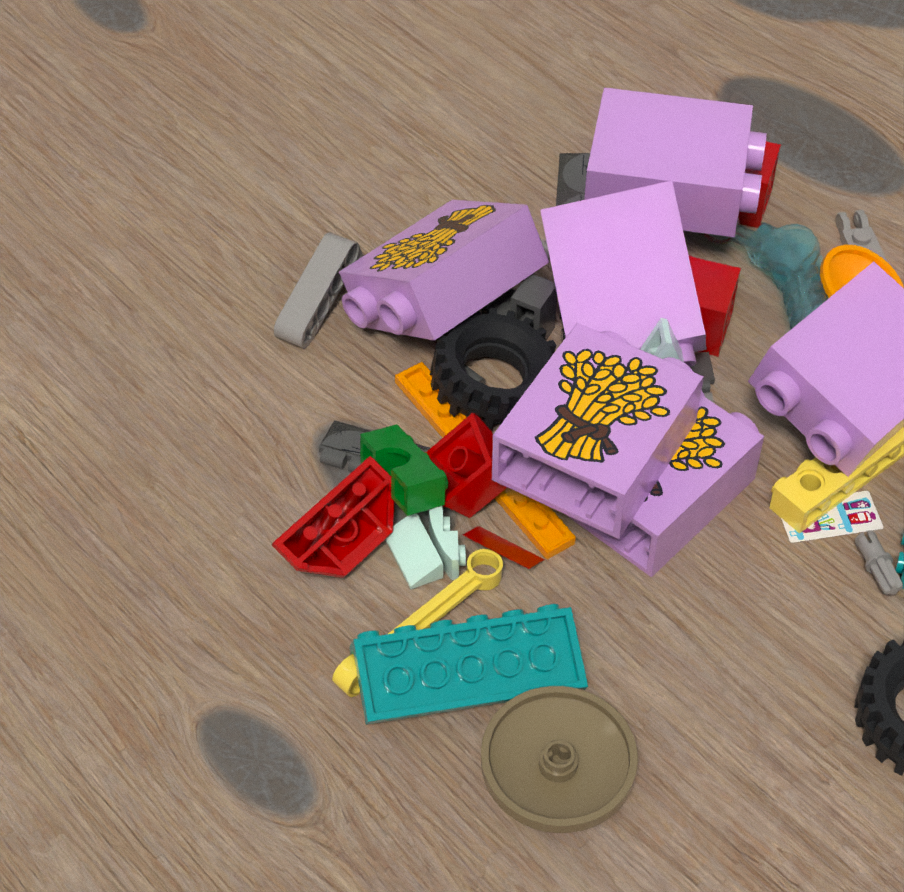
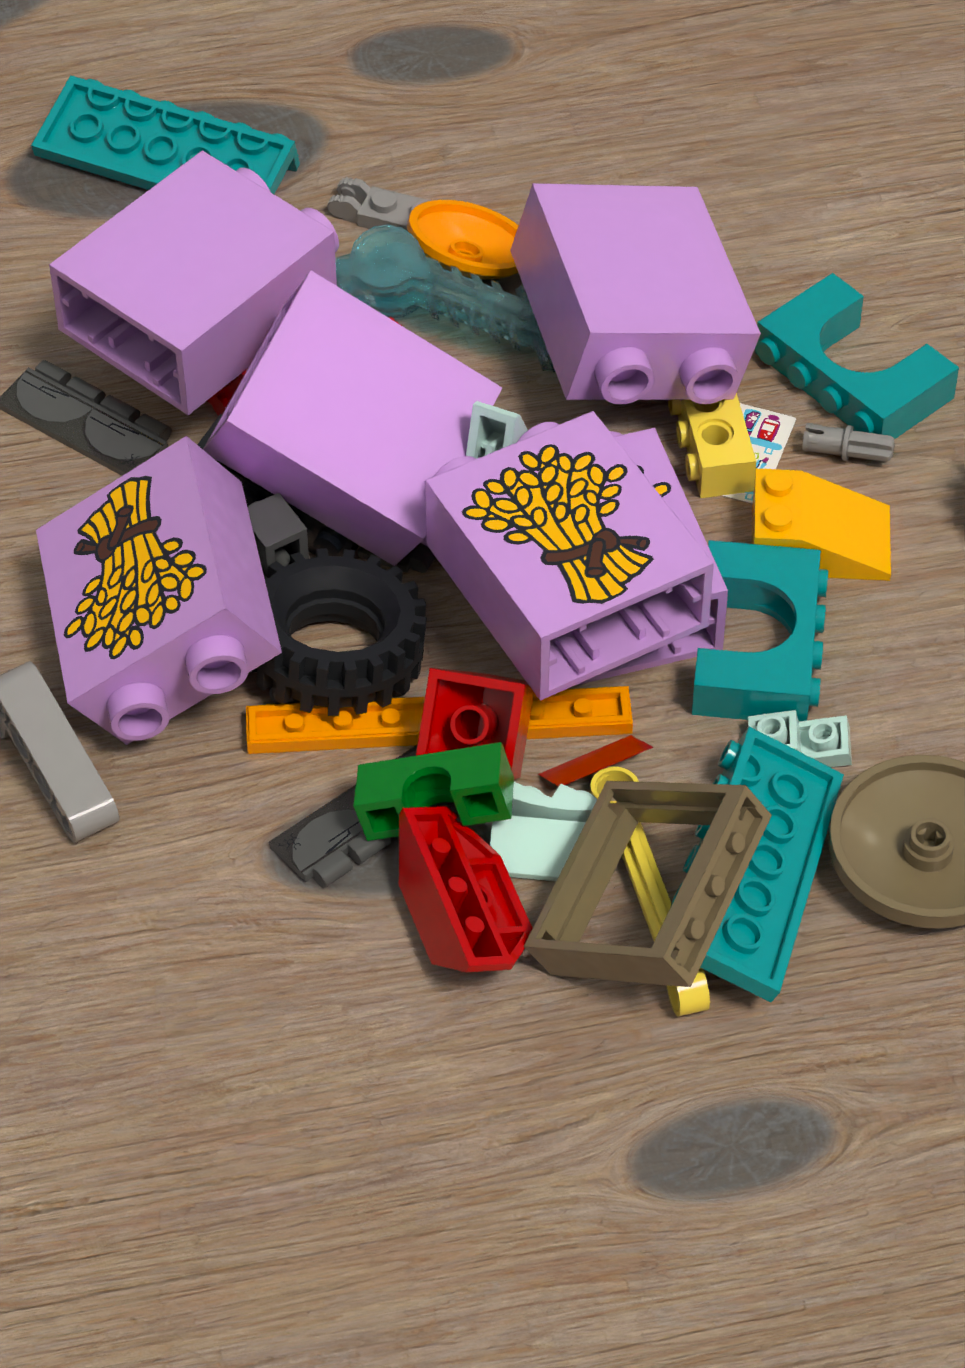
camera: 60 degrees left, 0 degrees up
(397, 624) = (700, 905): none -> dark tan window
(603, 652) = (820, 739): none -> light aqua slope
(643, 617) = (785, 586): none -> teal arch
(787, 578) = (816, 514): none -> yellow slope
(809, 126) = (149, 139): none -> teal bracket

